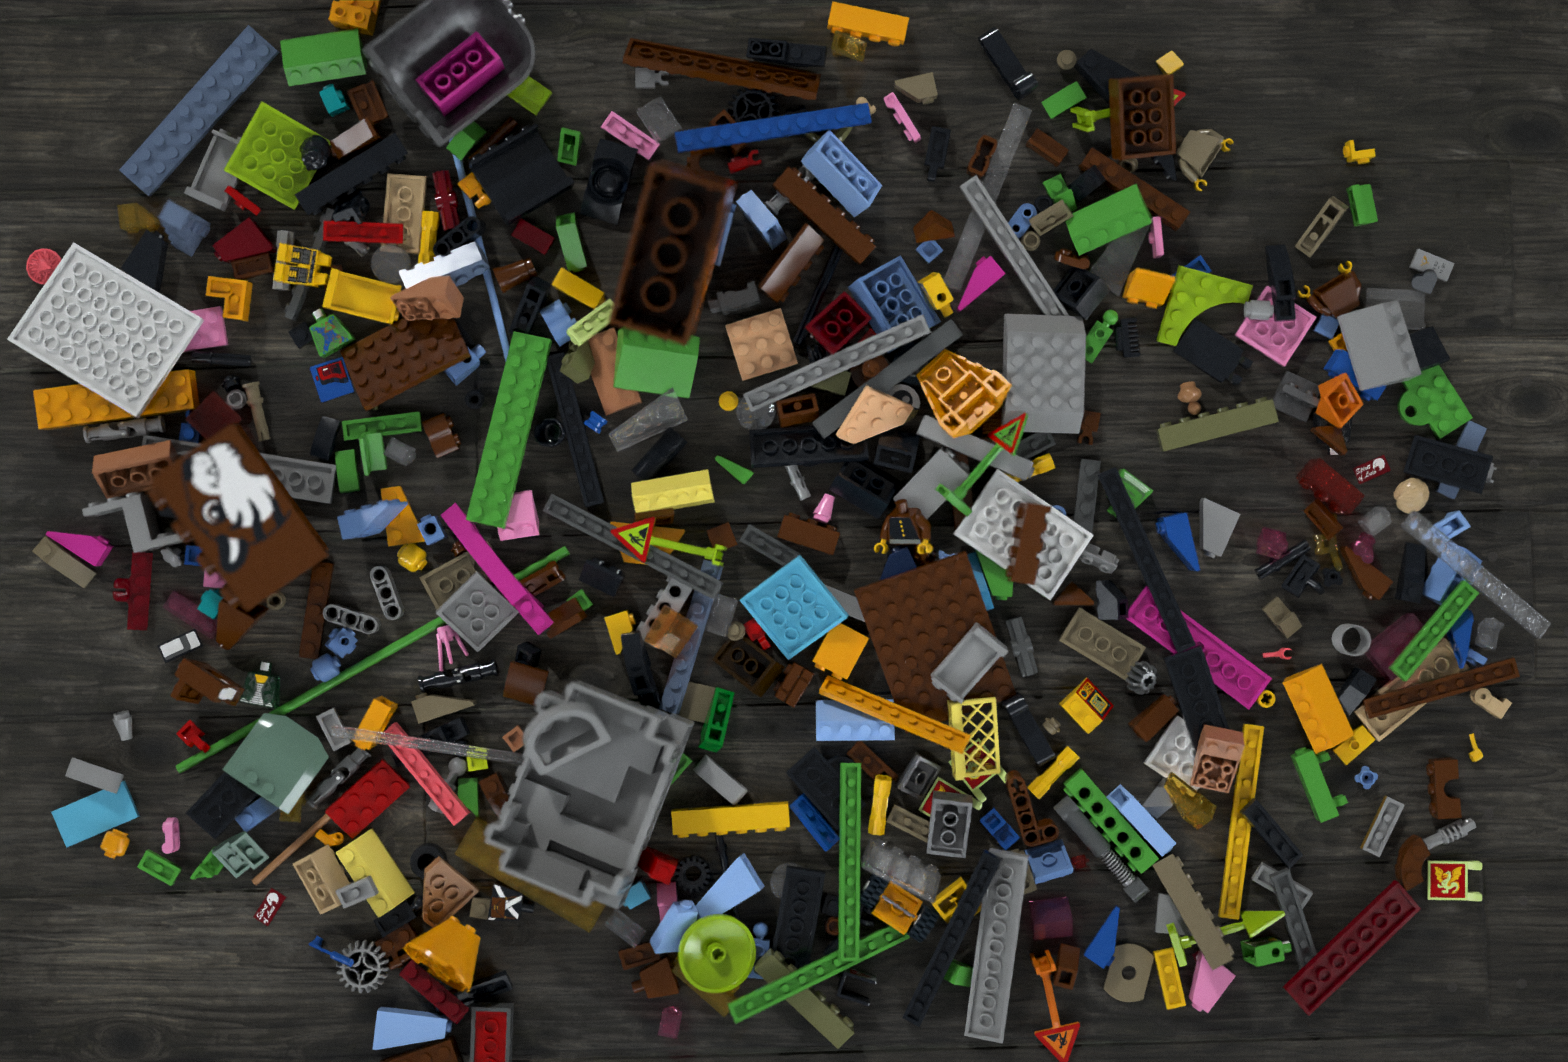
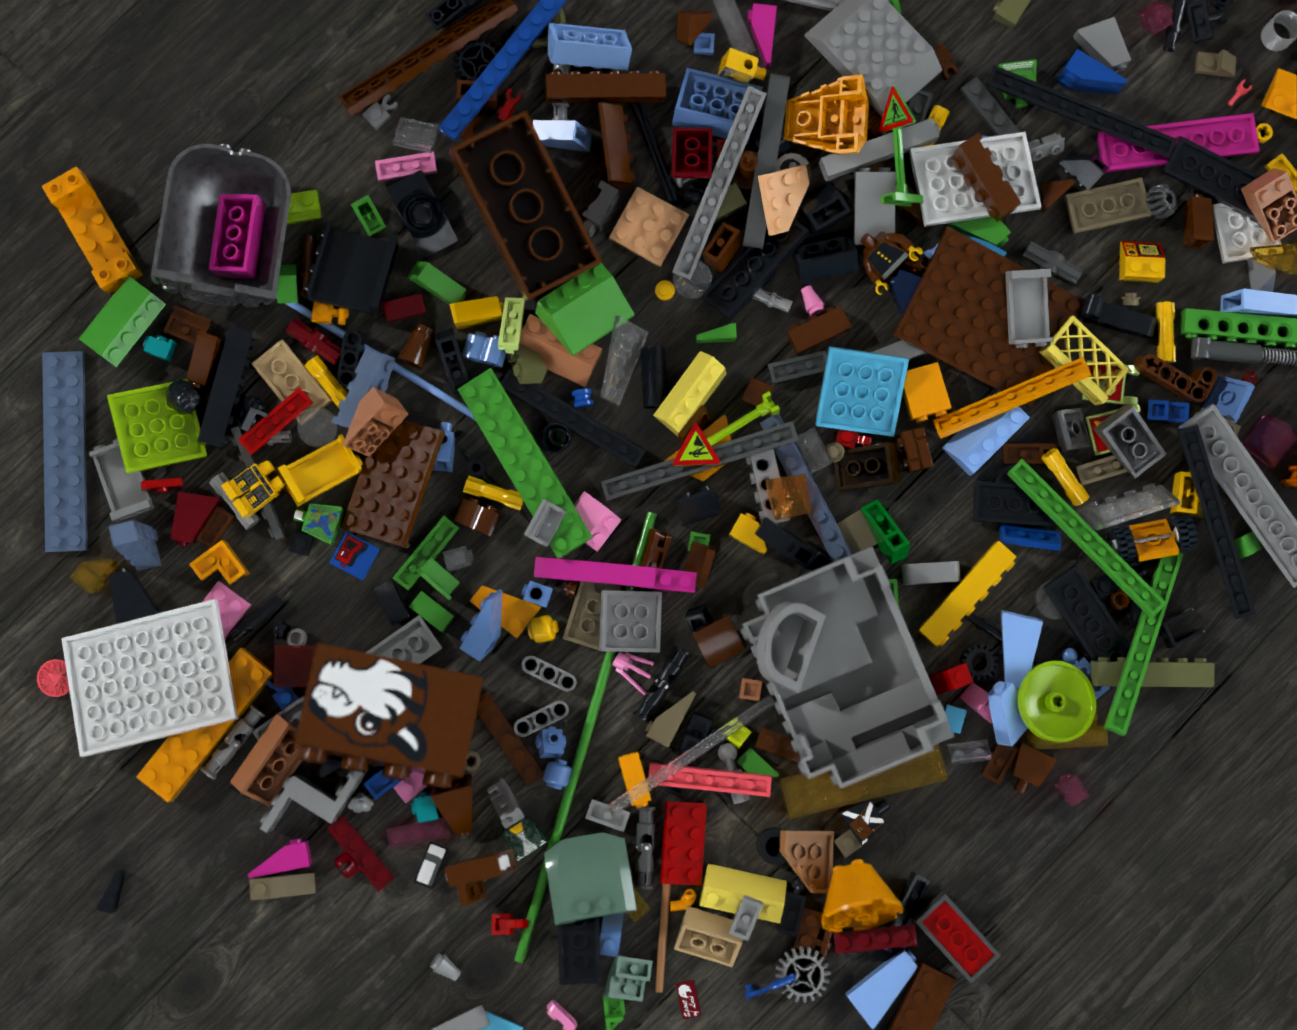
camera: 50 degrees left, 5 degrees down
(255, 402) = (312, 625): dark tan pin -> none
(270, 653) = (505, 803): none -> light grey hinge
(463, 416) = (482, 489): none -> yellow axle
(479, 487) = (545, 522): none -> light grey hinge

